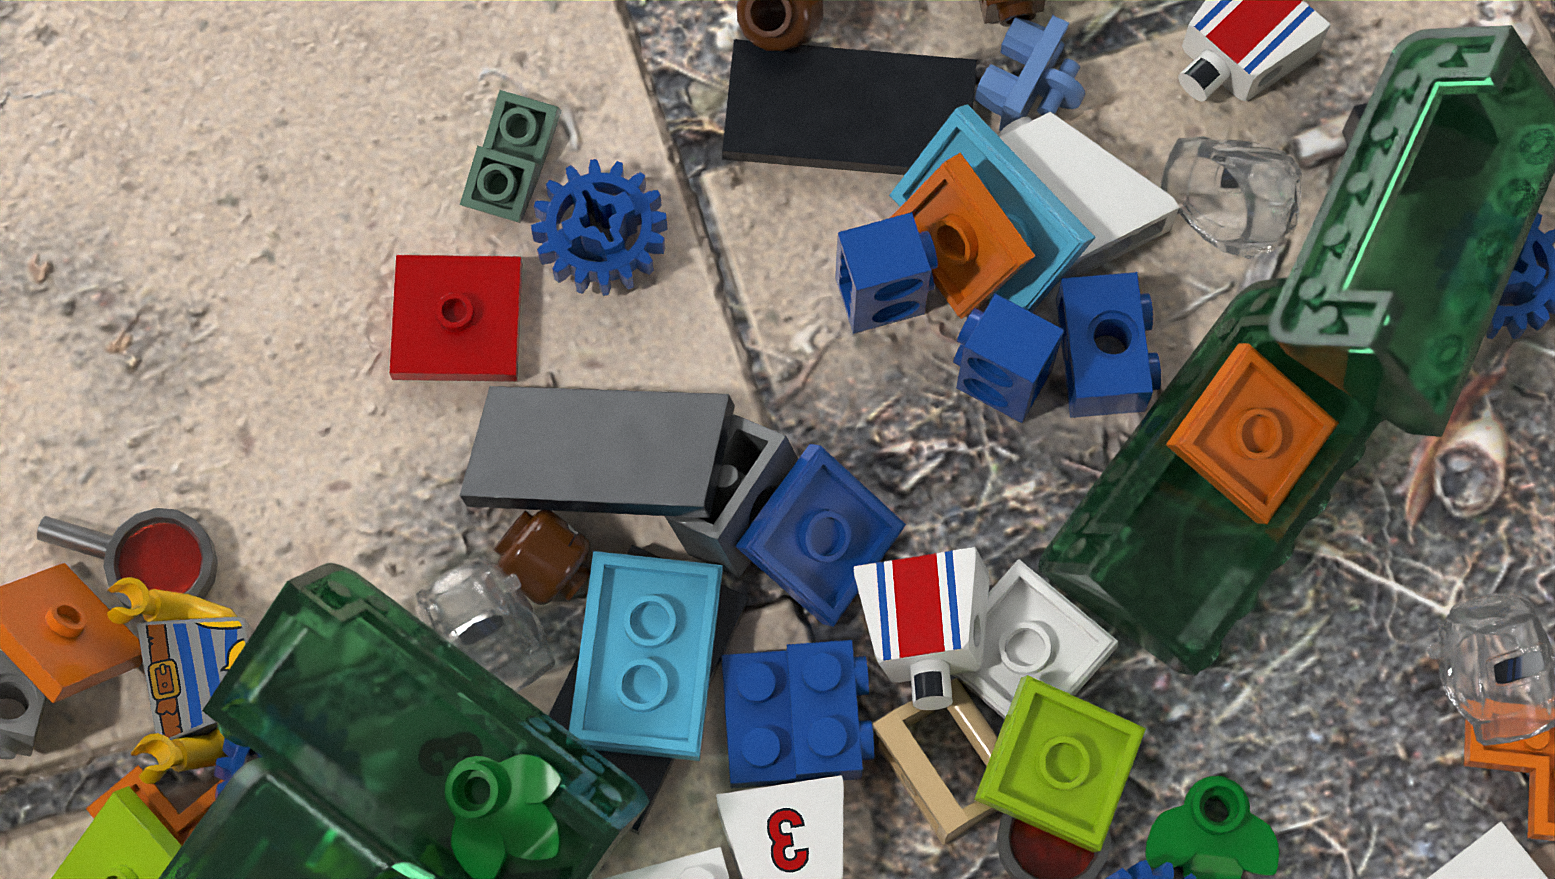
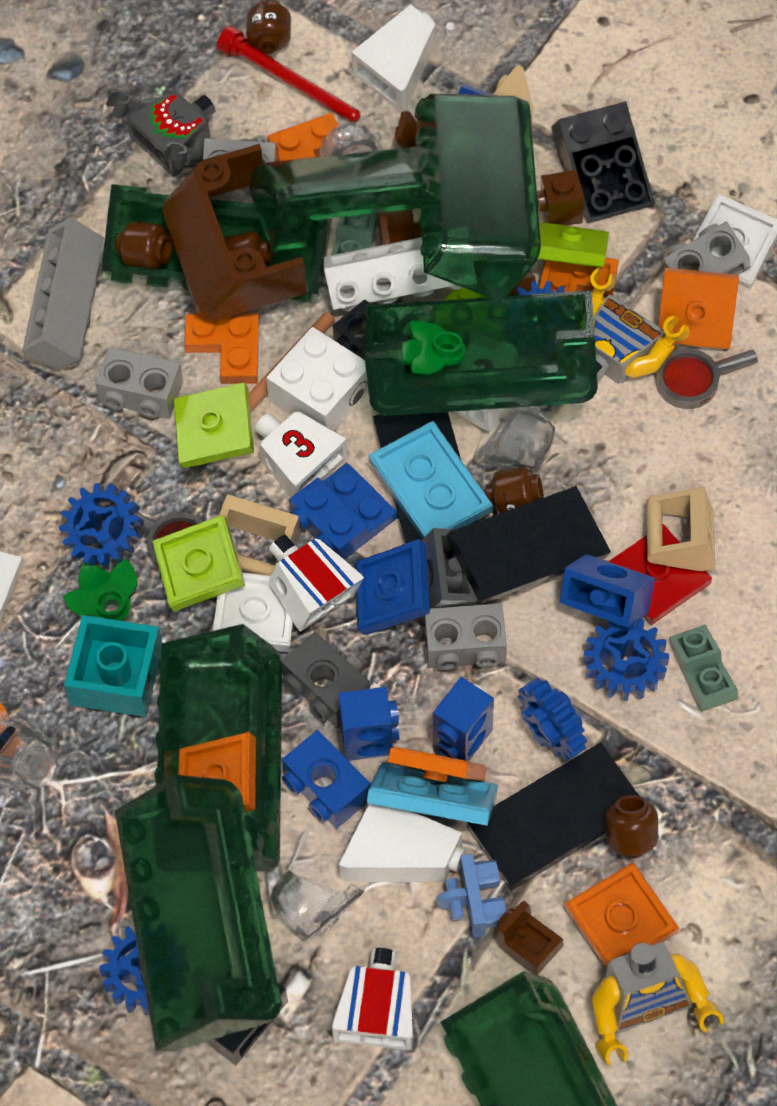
camera: 145 degrees right, 10 degrees down
(351, 316) = (691, 555): none -> tan tile
(579, 328) = (607, 590): none -> blue brick
(769, 194) = (552, 718): none -> blue gear
(789, 390) = (463, 626): none -> light grey brick
(1000, 514) = (319, 660): none -> dark grey brick
(1283, 693) = (113, 666): none -> teal brick

